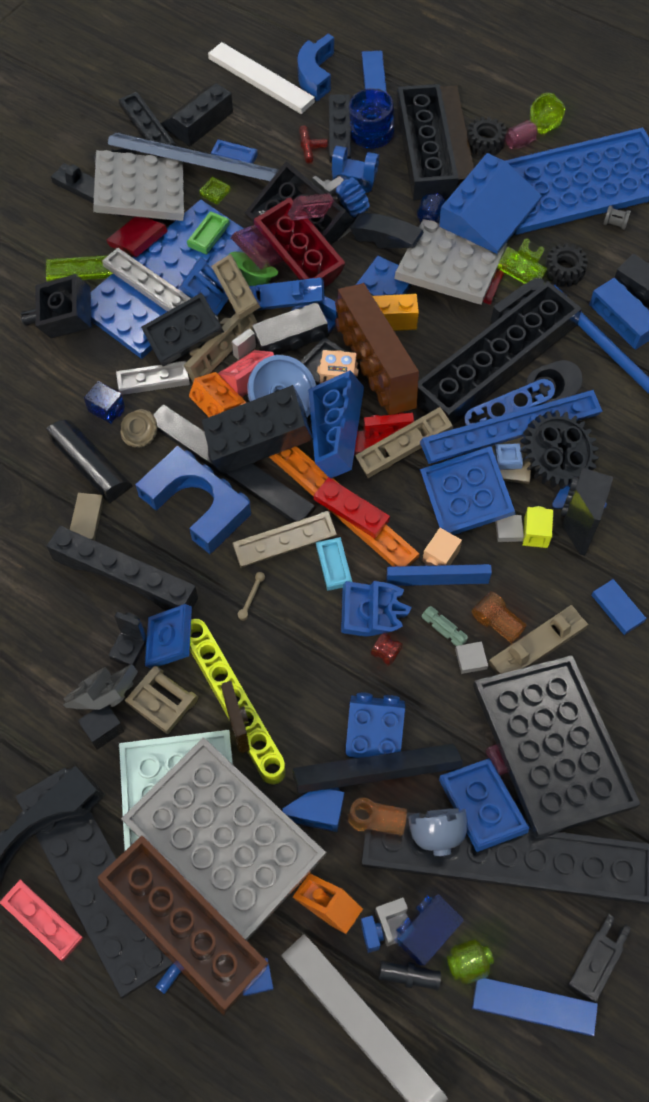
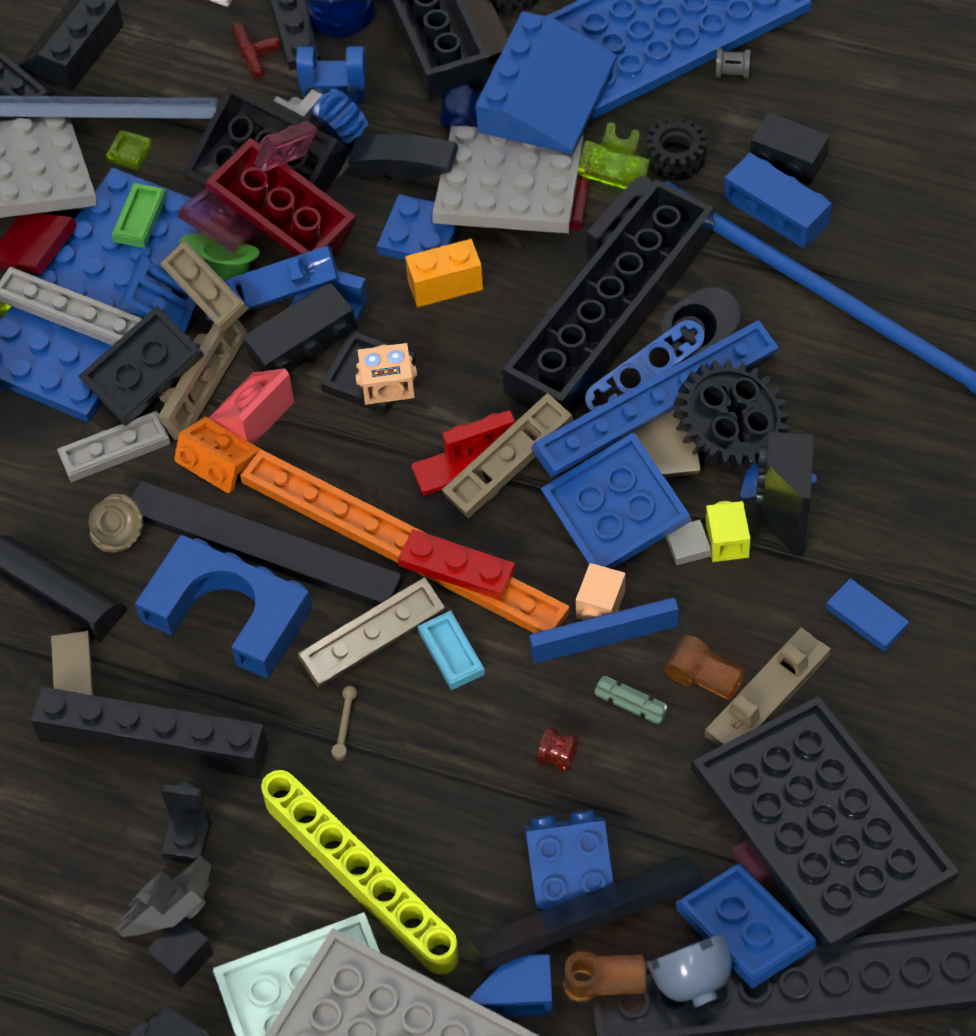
camera: 10 degrees left, 5 degrees down
(104, 402) = (54, 497): clear blue brick -> none
(155, 705) = (250, 906): dark tan plate -> none
(168, 636) = (242, 805): blue tile -> none
(234, 151) = (143, 85): blue tile -> none
(237, 716) = (373, 886): dark brown plate -> none
(244, 344) = (236, 367): light grey tile -> none
(257, 429) = (292, 485): black brick -> none
(278, 373) = (323, 407): medium blue dish -> none
(335, 421) = (402, 449): blue wedge -> none
(371, 608) = (521, 698): blue plate -> none
(377, 349) = (436, 330): reddish brown brick -> none
(471, 657) = (679, 733): light grey tile -> none
(508, 456) = (662, 440): medium blue tile -> none

